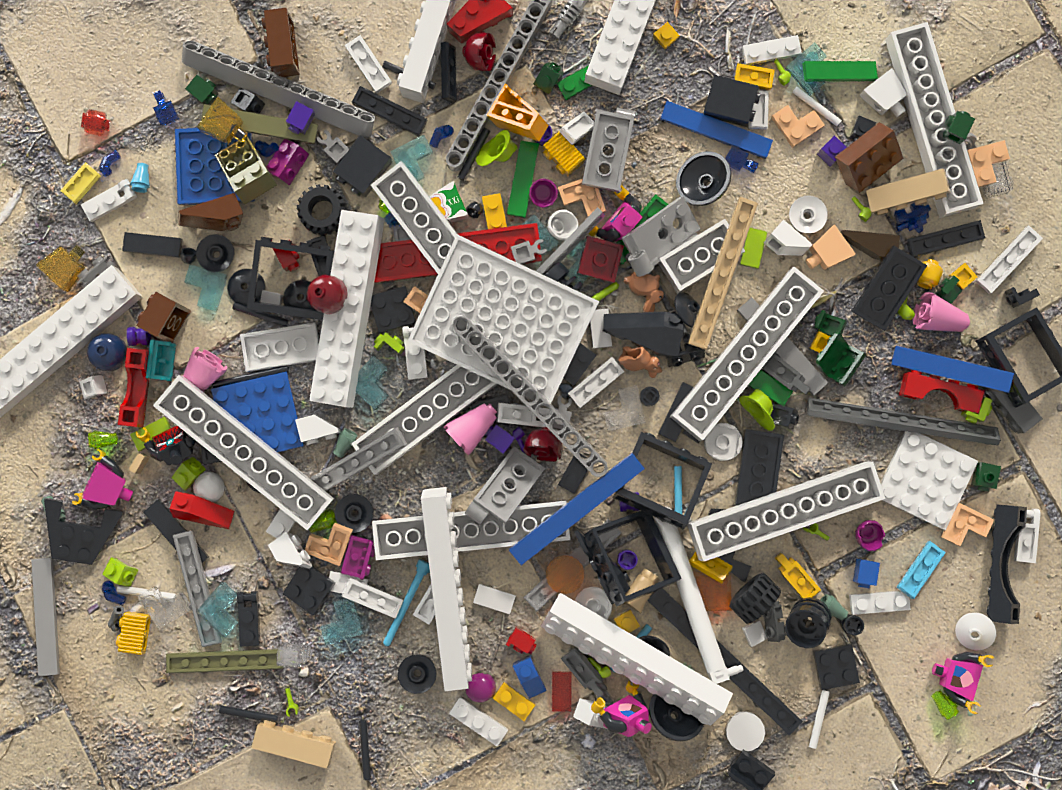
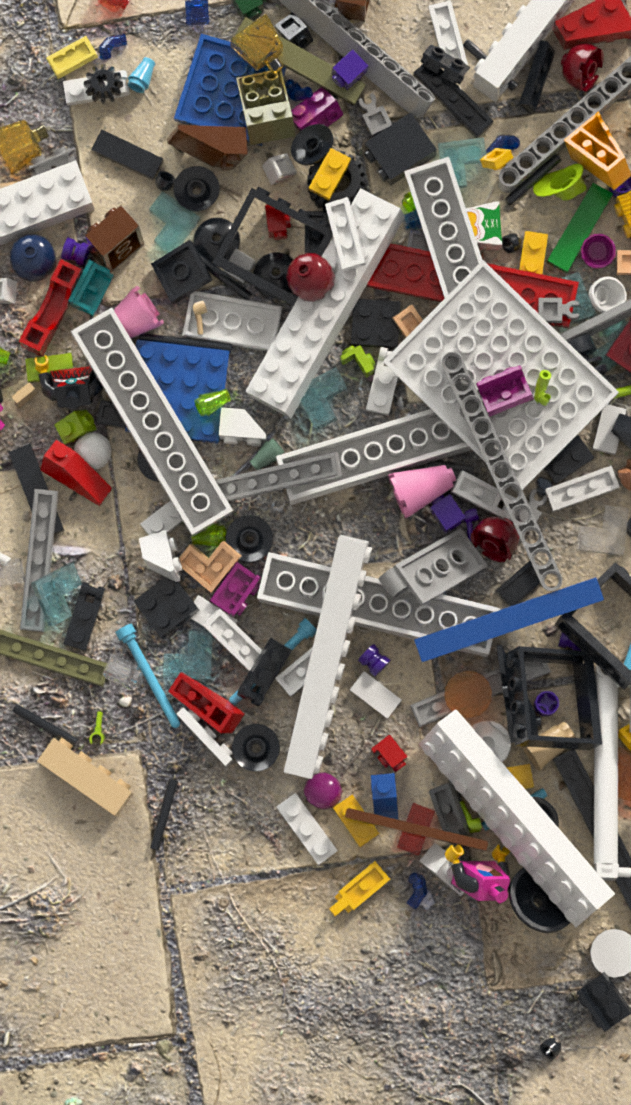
camera: 25 degrees right, 5 degrees down
(116, 201) = (104, 92): none -> black gear
(227, 323) = (181, 271): none -> black plate
(250, 347) = (199, 308): none -> tan hand
(274, 214) = (278, 168): none -> white slope
(286, 418) = (211, 402): none -> clear neon green cone
(287, 622) = (127, 635): none -> medium azure piece
(292, 187) = (312, 144): none -> black dish
(313, 206) = (329, 174): none -> yellow plate
(342, 251) = (345, 234): none -> white plate
(364, 85) = (435, 58): none -> black hinge
(367, 654) = (206, 704): none -> red slope
(375, 678) = (206, 736): none -> white plate
(402, 613) = (264, 671): none -> black plate
(439, 148) = (496, 159): none -> yellow plate
(484, 573) = (375, 661): none -> dark purple wheel
(510, 332) = (504, 390): none -> magenta bracket
(535, 753) = (359, 889): none -> yellow hinge
(537, 319) = (541, 386): none -> lime arm
(563, 695) = (416, 829): none -> reddish brown tile
(581, 737) = (419, 888): none -> clear blue arm

